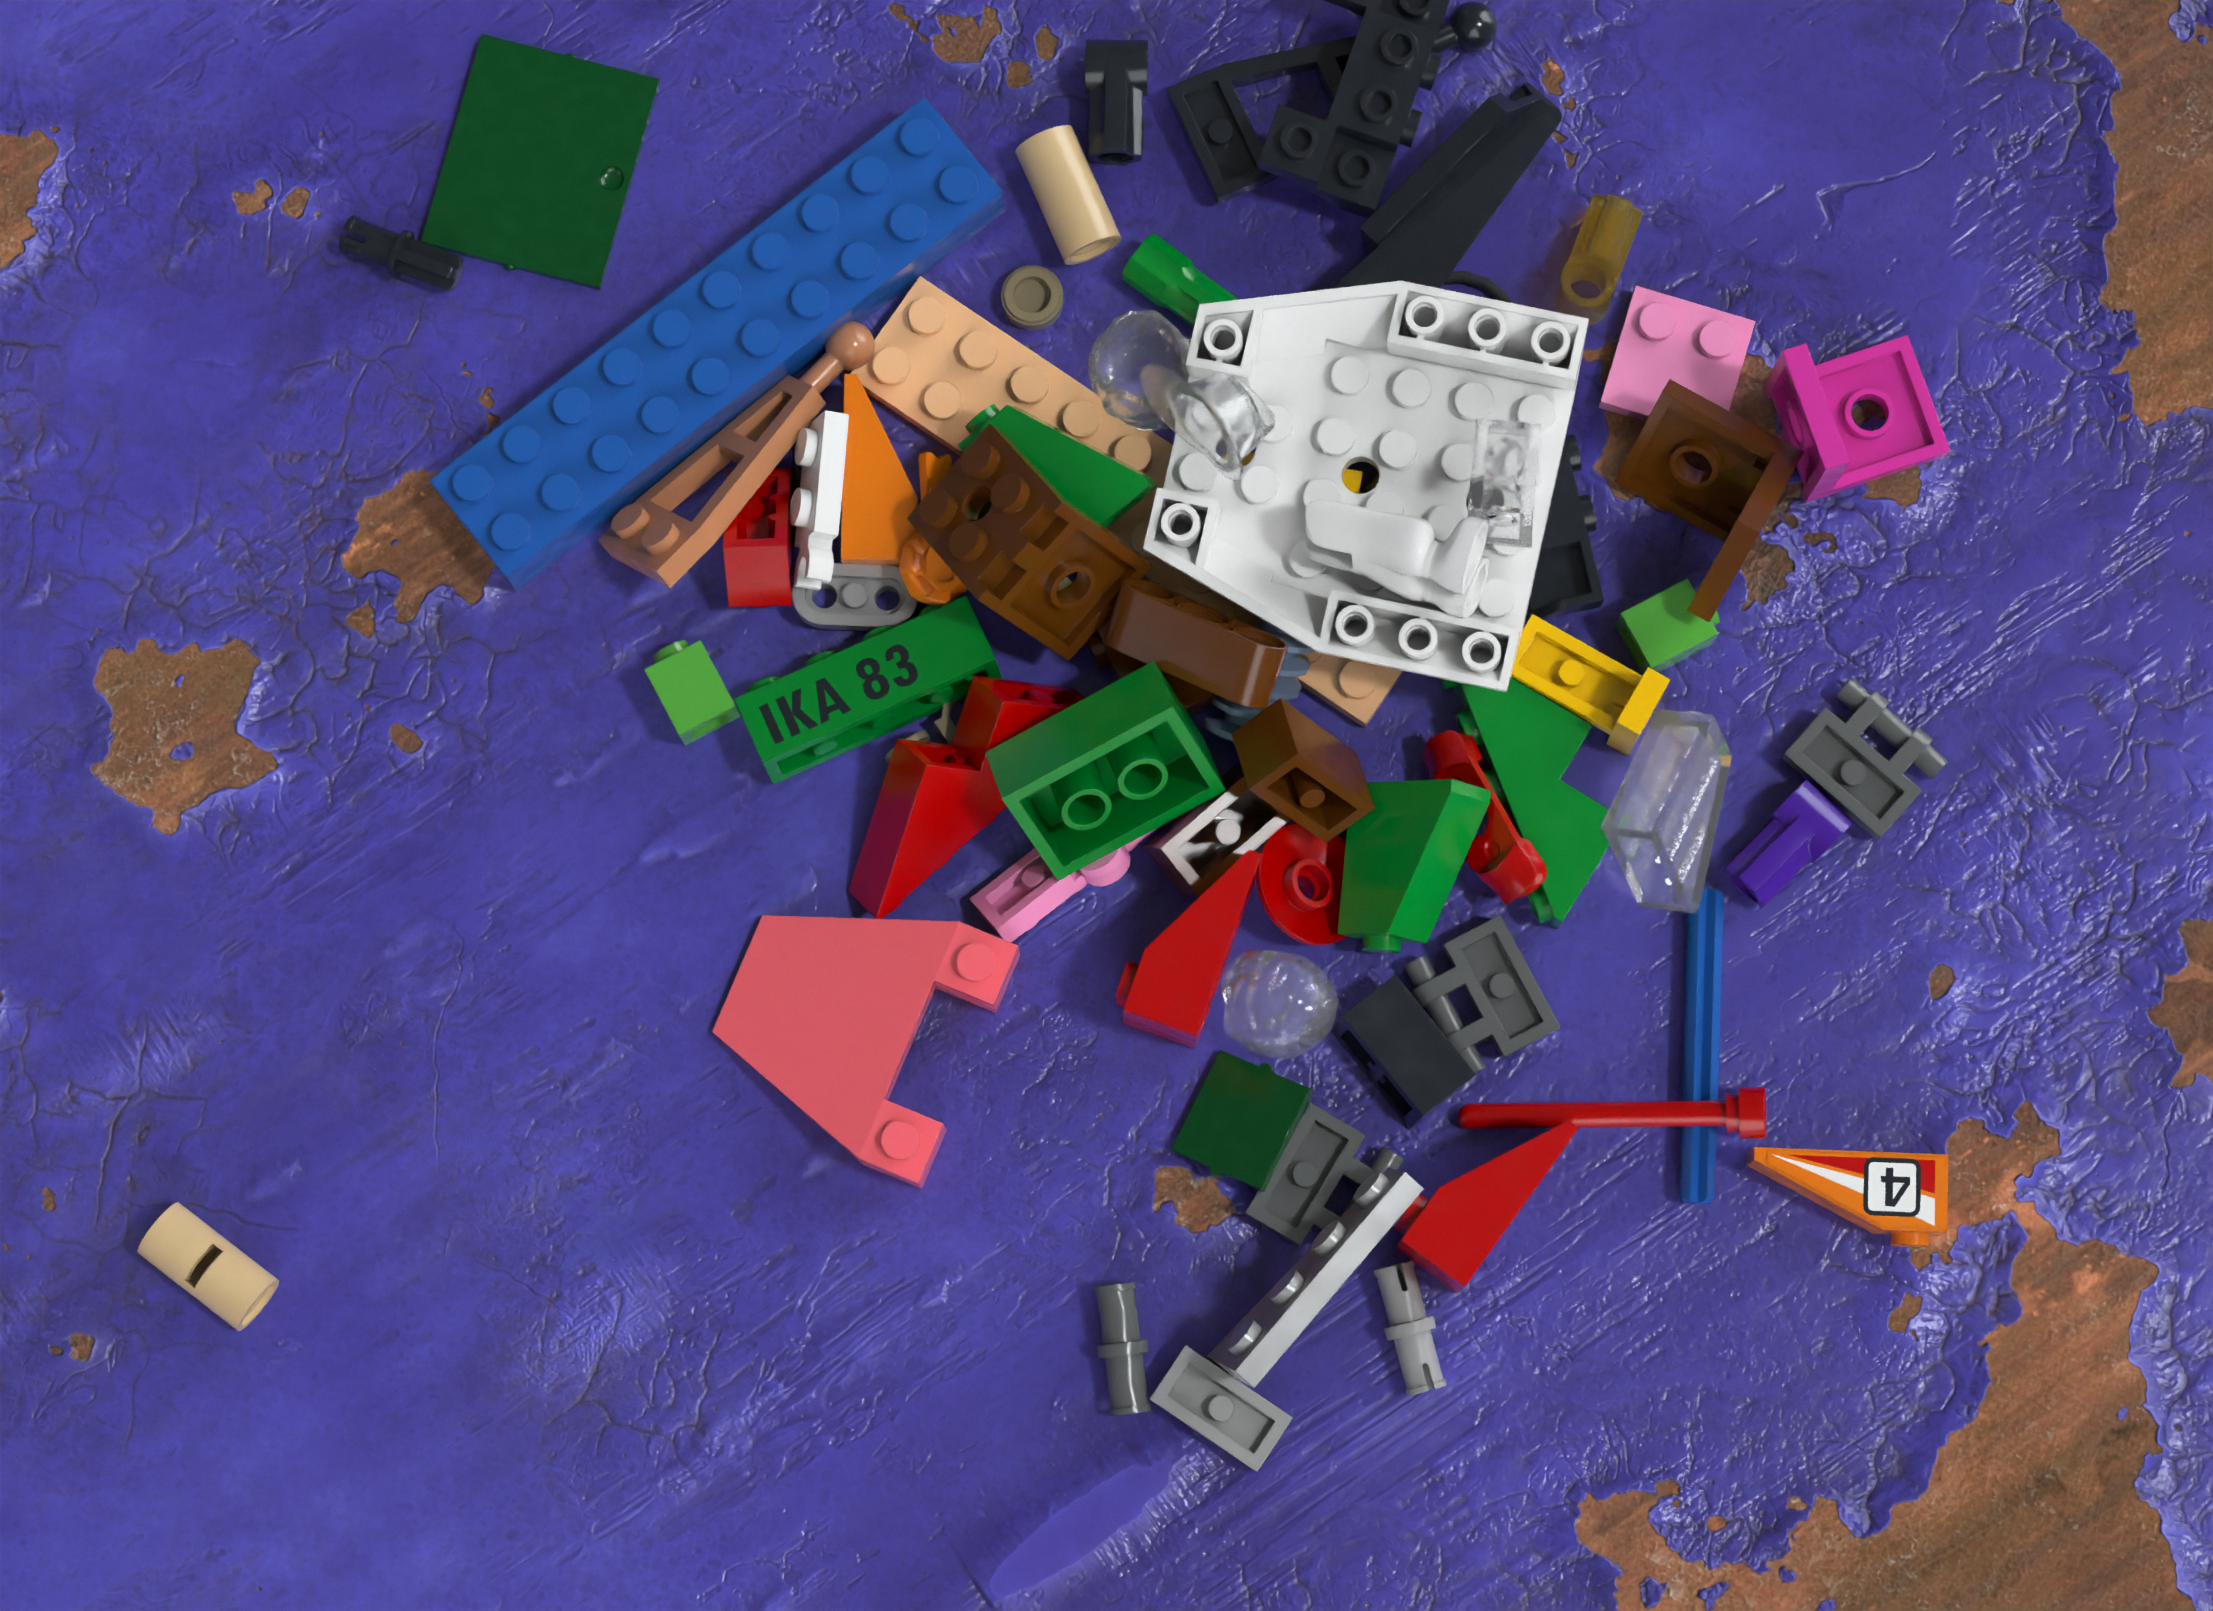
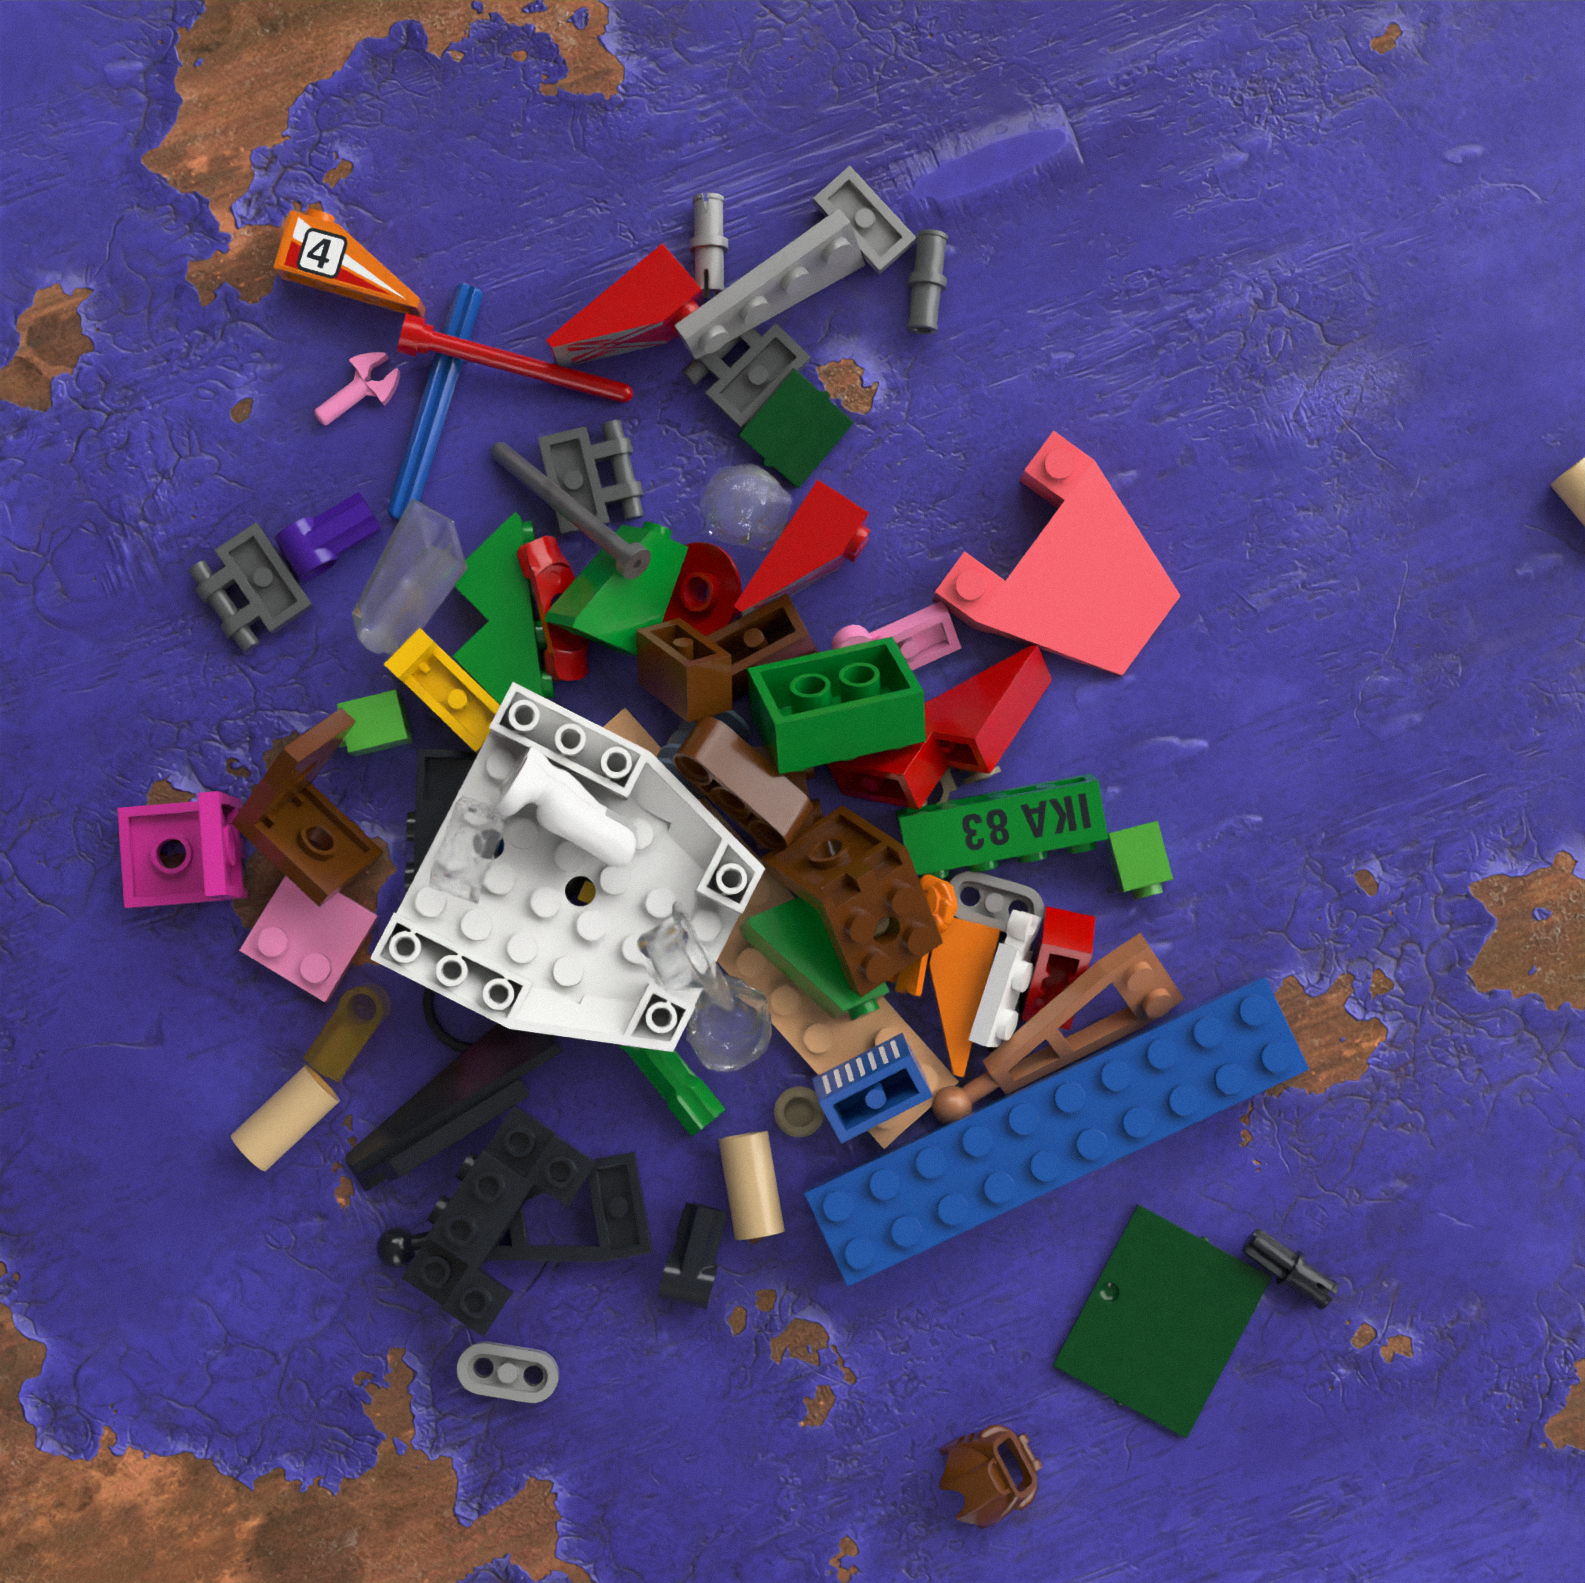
camera: 170 degrees left, 5 degrees up
(951, 329) = (871, 1088): none -> blue brick
(1402, 883) = (631, 558): none -> flat silver bar
(1402, 1051) = (661, 449): black hinge -> none
(1645, 137) = (285, 1118): none -> tan pin
(1801, 1040) = (360, 387): none -> bright pink bar

